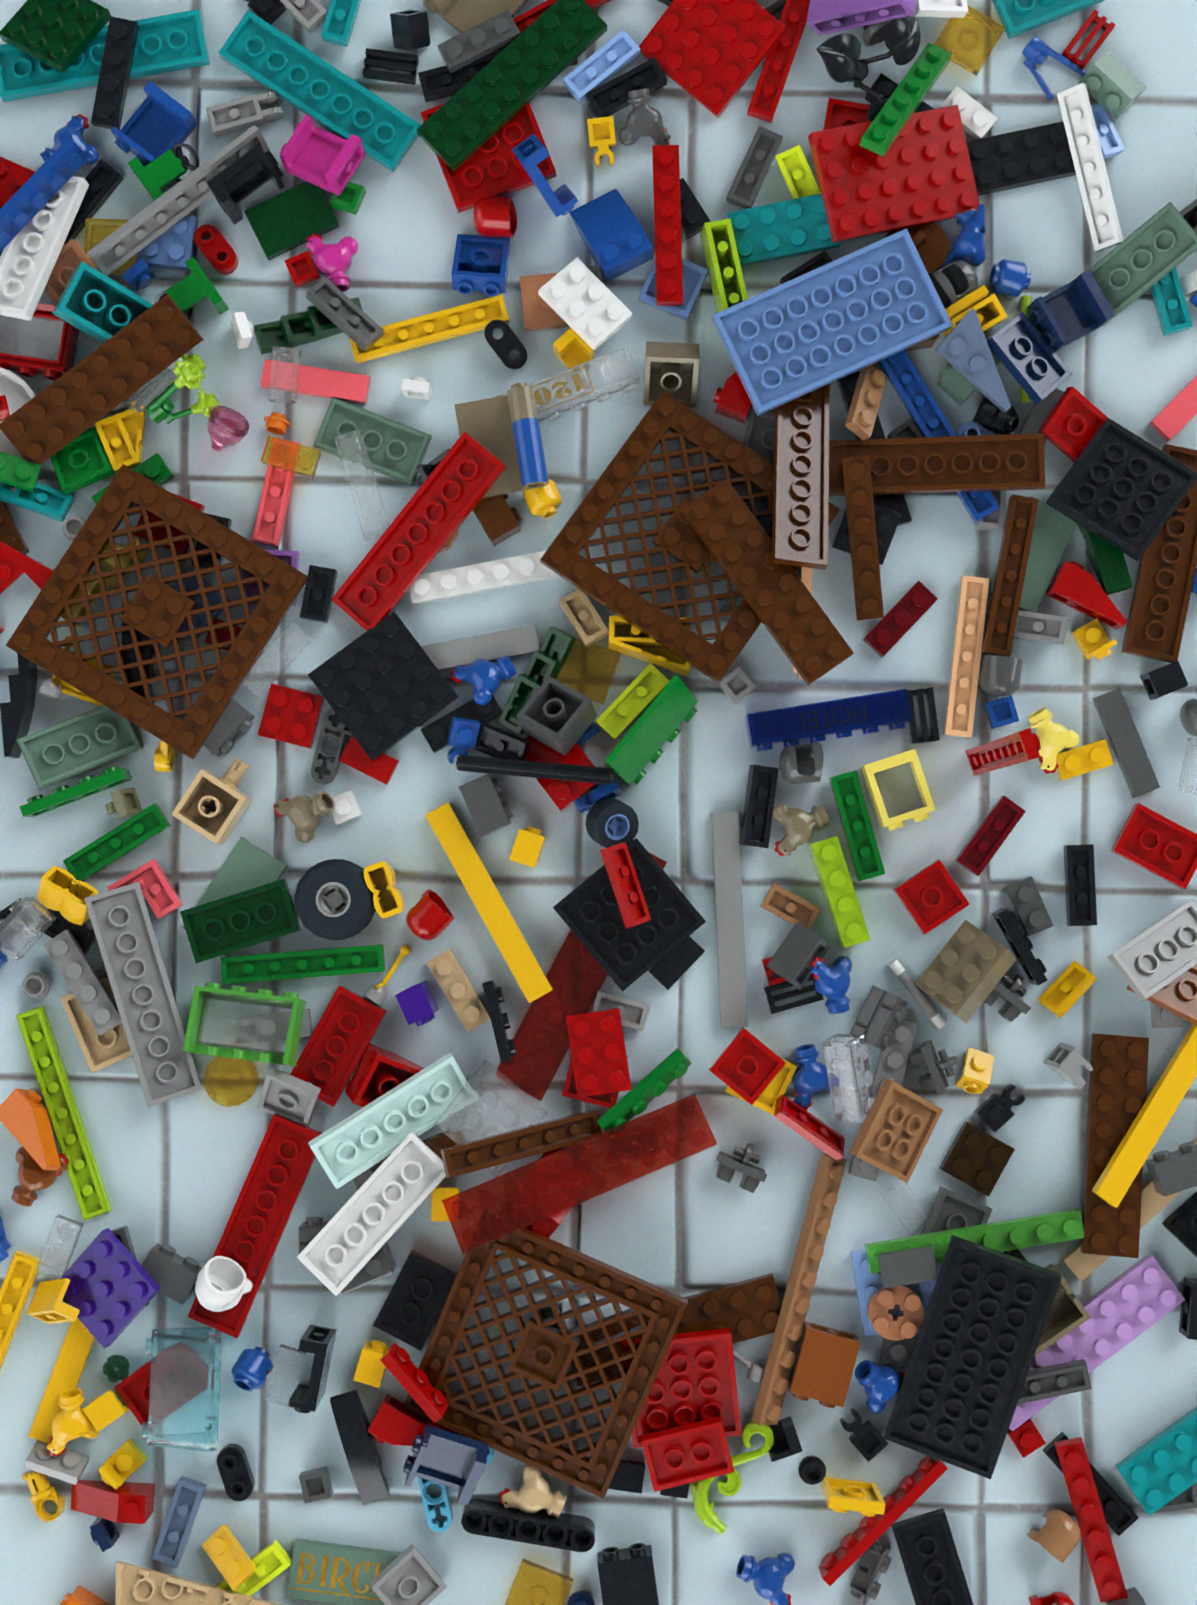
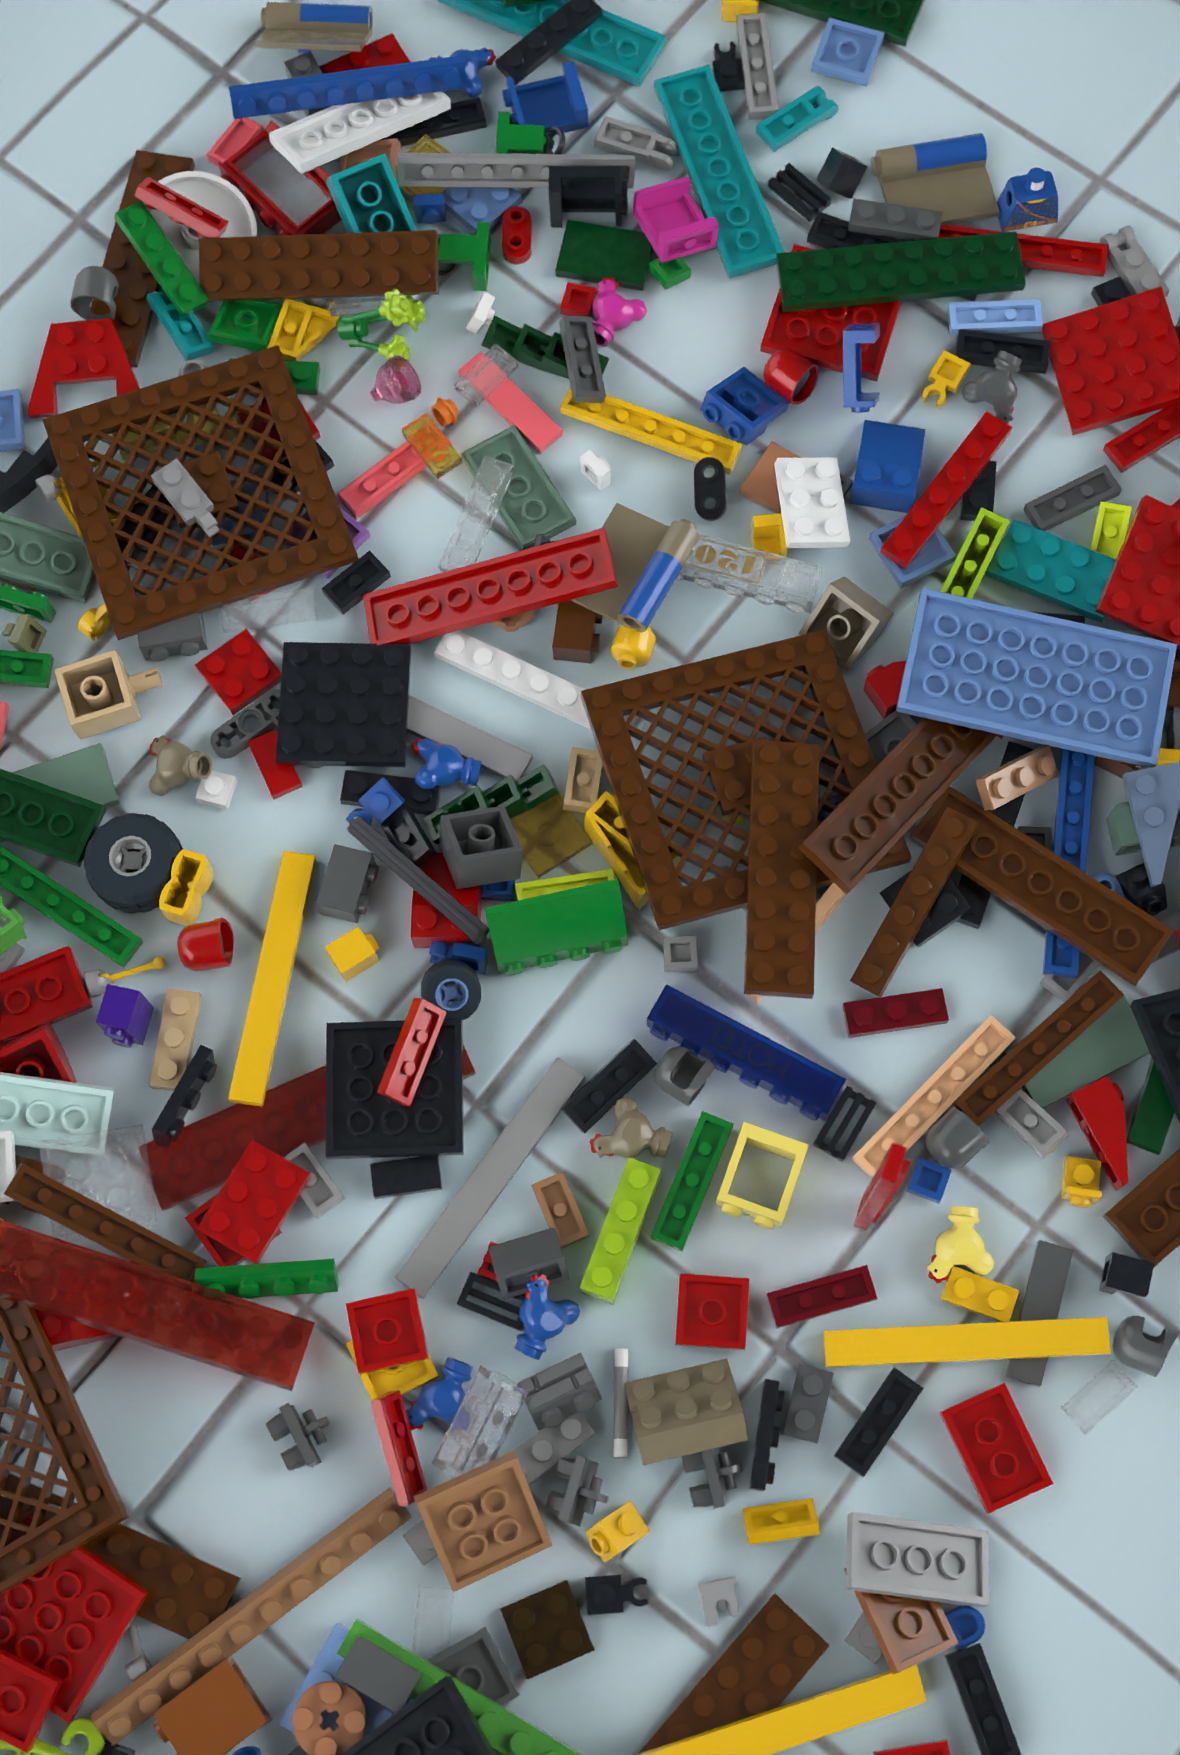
camera: 40 degrees right, 15 degrees down
(156, 625) = (186, 496): none -> light grey plate
(1098, 796) = (967, 1342): none -> yellow tile

